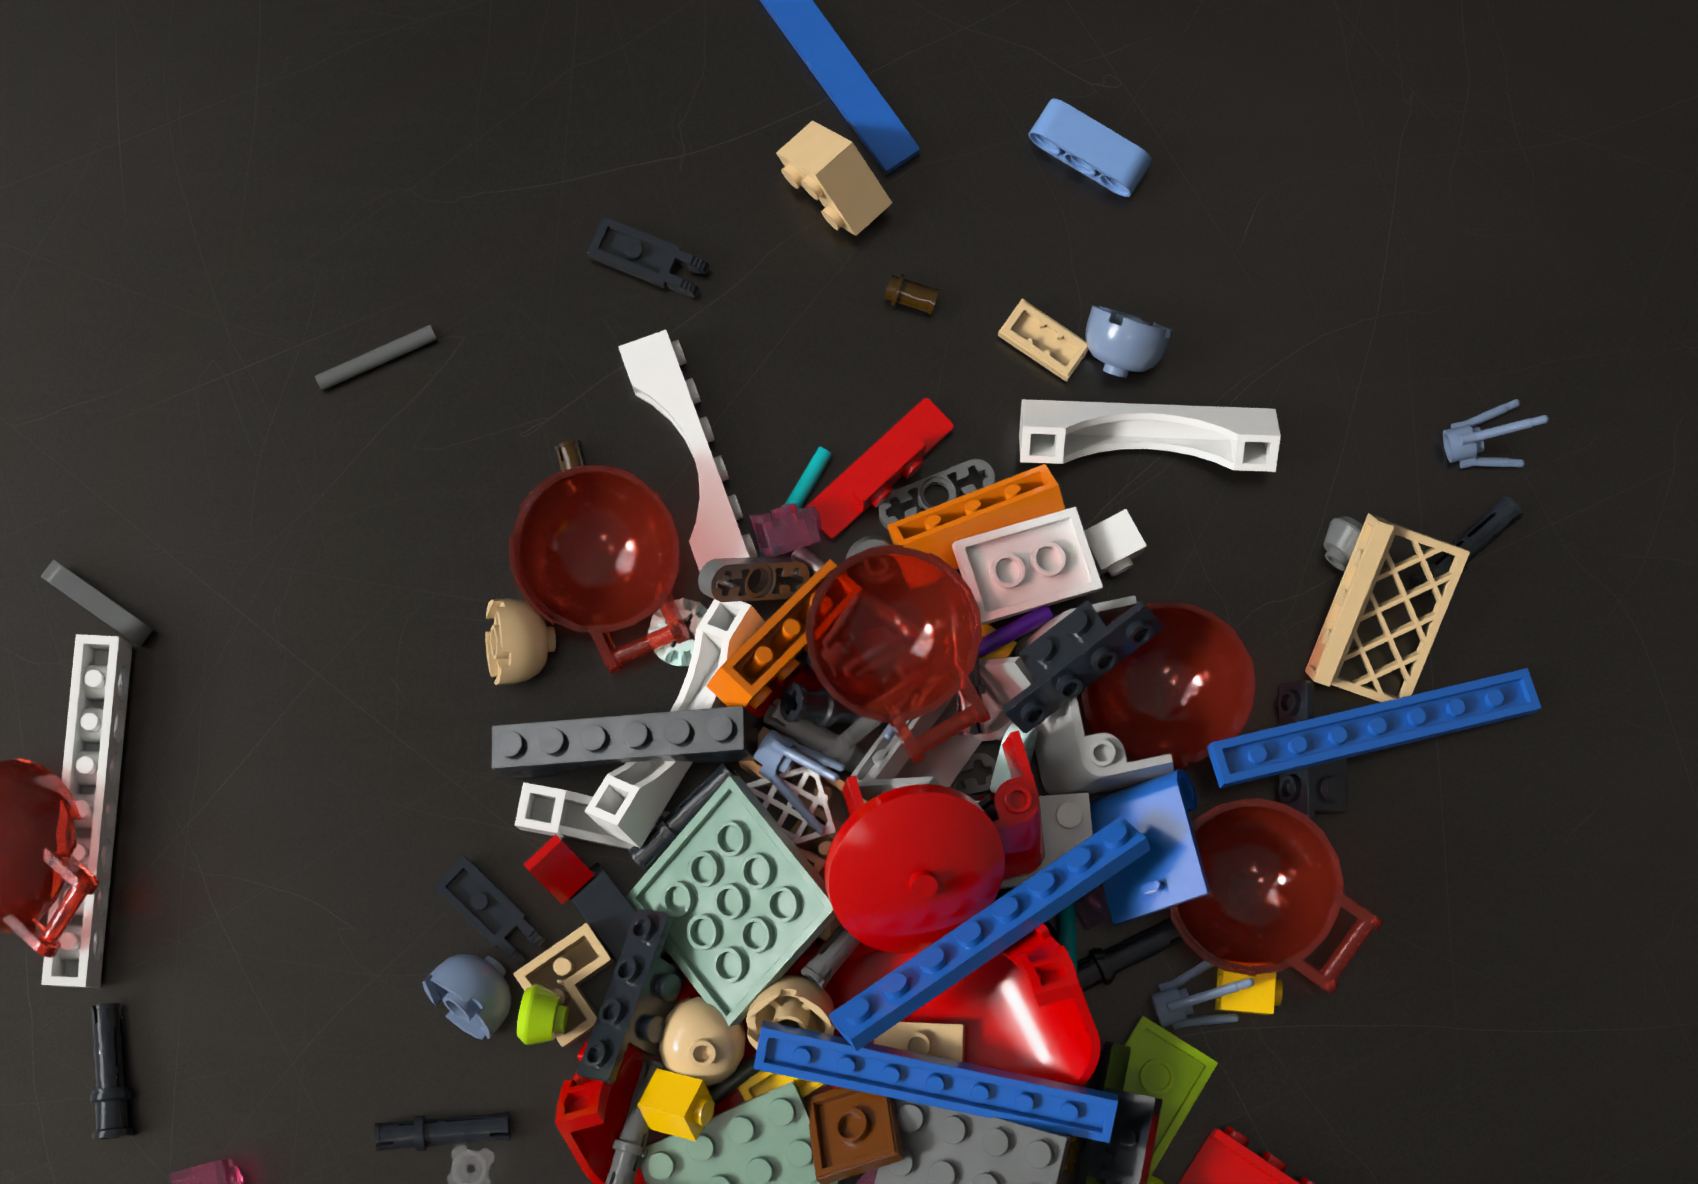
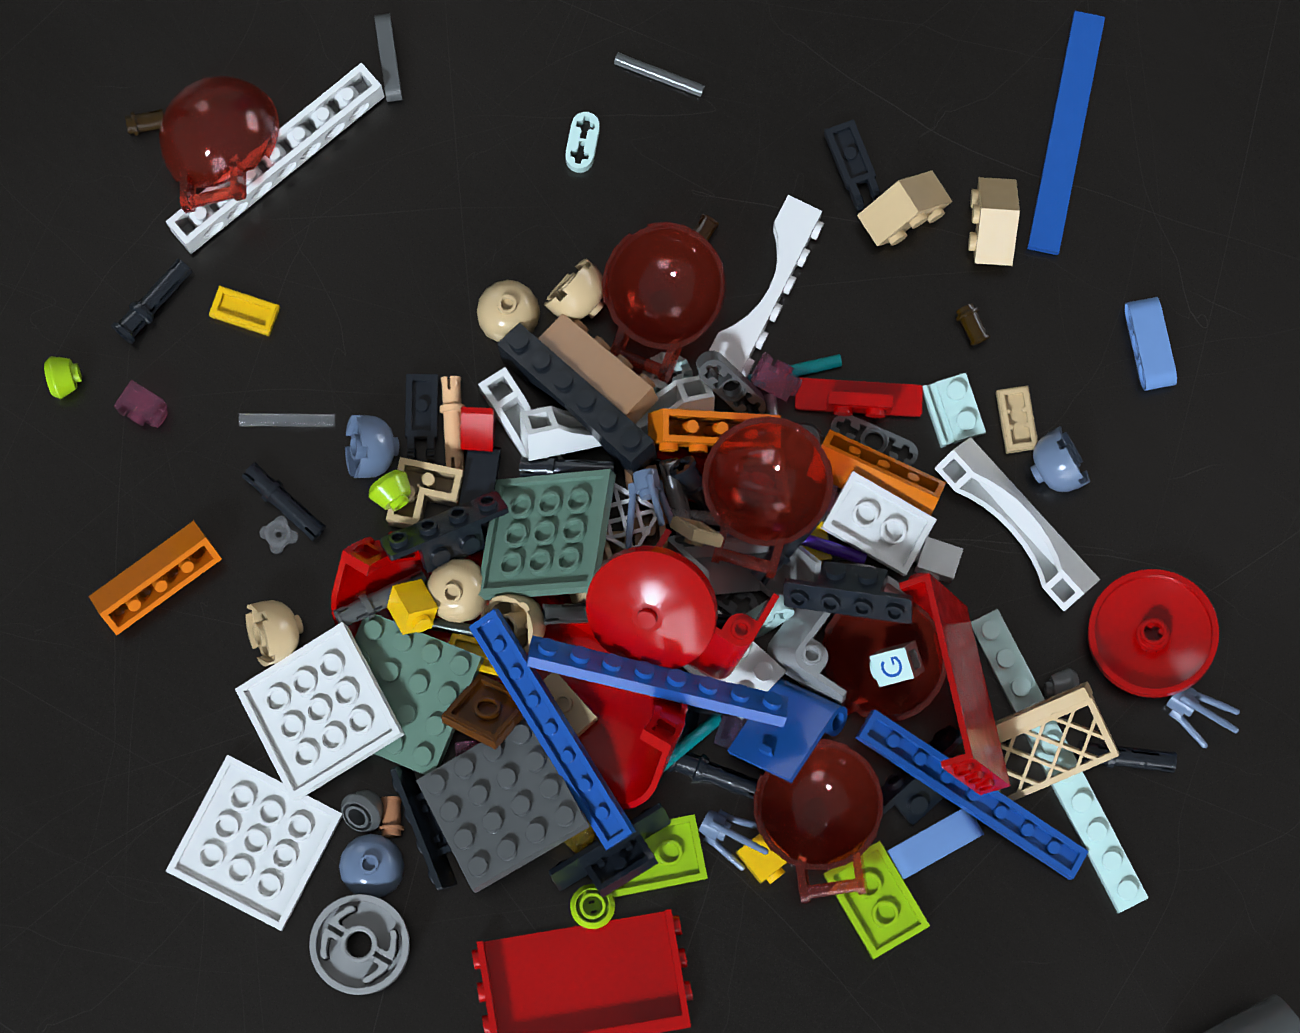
camera: 45 degrees right, 0 degrees up
(210, 988) = (244, 310): none -> yellow tile
(362, 499) = (589, 143): none -> light aqua beam
(362, 1050) = (296, 420): none -> clear bar
(461, 725) = (505, 306): none -> tan cylinder
(519, 880) = (452, 421): none -> light nougat pin
(614, 690) = (600, 368): none -> medium nougat brick
(737, 244) = (905, 206): none -> tan brick
(873, 750) = (696, 532): none -> tan plate
(977, 391) = (953, 410): none -> light aqua plate
(1181, 679) = (896, 663): none -> light aqua brick
(1273, 635) = (983, 763): none -> red panel
(1374, 408) = (1153, 633): none -> red dish
(1385, 808) = (934, 843): none -> medium blue beam
(1415, 913) = (888, 910): none -> lime plate
(1460, 630) = (1073, 792): none -> light aqua plate

